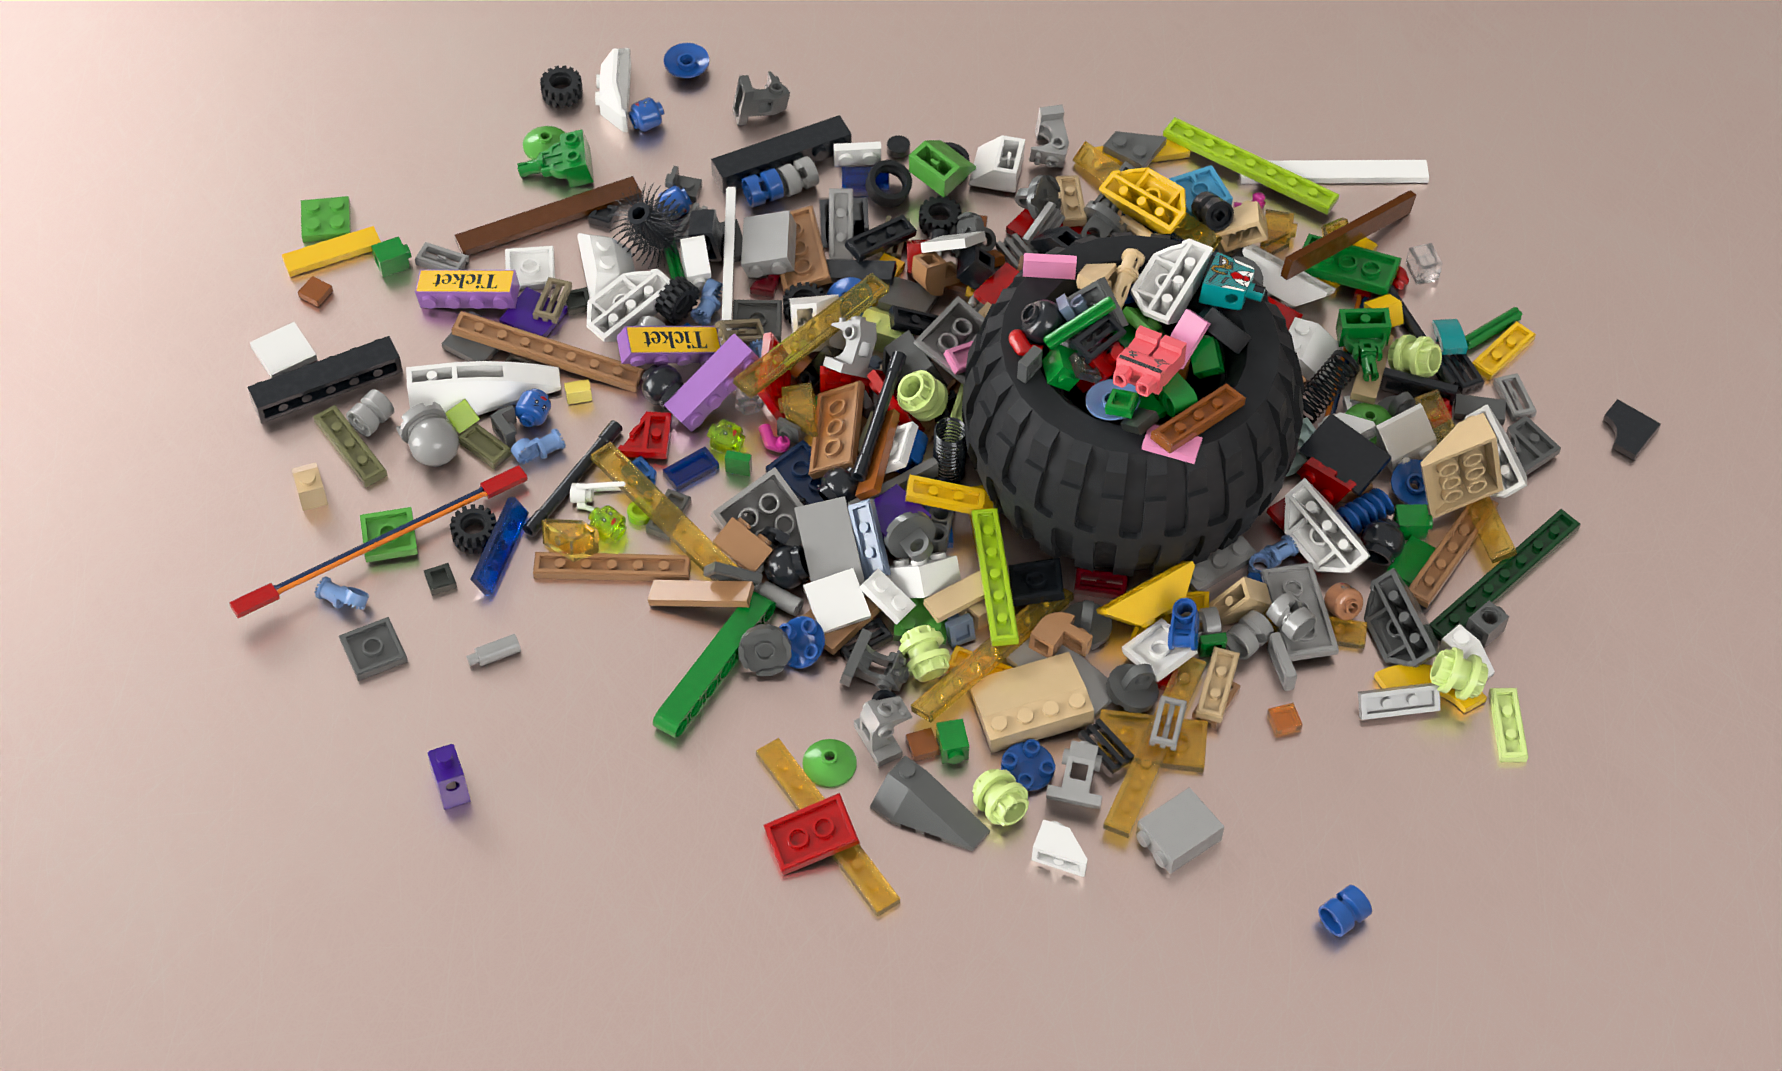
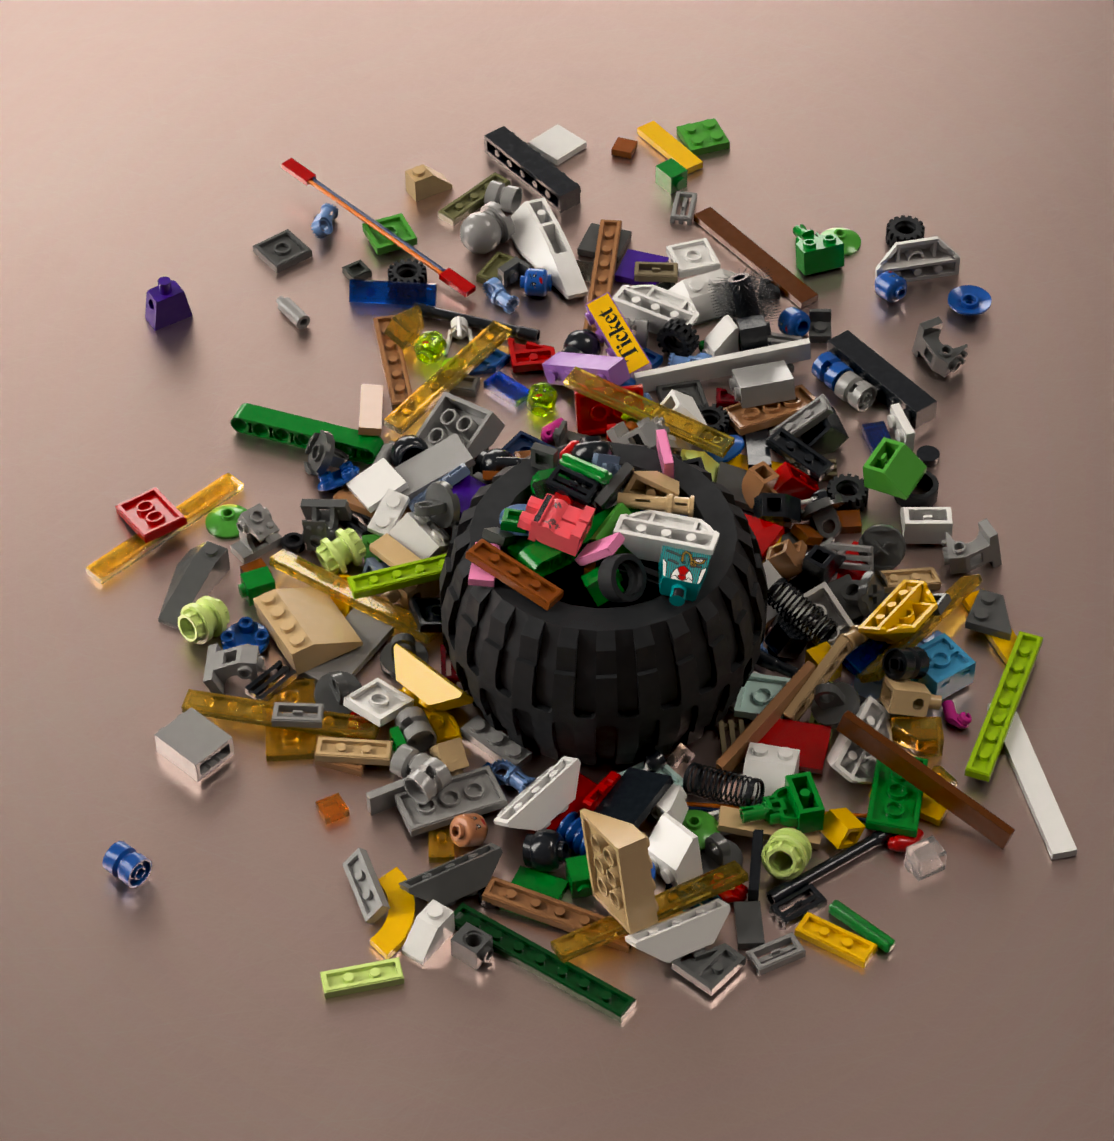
camera: 80 degrees right, 10 degrees down
(462, 416) = (516, 245): lime tile -> none
(467, 289) = (648, 222): brick -> none
(578, 391) = (568, 308): light yellow slope -> none
(726, 572) = (386, 417): dark grey tile -> none
(738, 463) = (516, 410): green tile -> none
(742, 544) = (419, 416): medium nougat brick -> none
(744, 334) = (634, 370): dark tan tile -> none
(775, 536) = (433, 436): black tile -> none
(800, 407) = (574, 427): clear yellow slope -> none
(892, 167) = (859, 439): black tyre -> none
(954, 241) = (791, 484): white tile -> none
(1059, 630) = (376, 628): medium nougat brick -> none
(1059, 849) = (163, 667): white slope -> none
(1184, 630) = (396, 701): blue piece -> none
(1450, 336) = (836, 887): teal slope -> none
(1455, 672) = (391, 912): yellowish green piece -> none
(1631, 428) = (763, 1057): black tile -> none

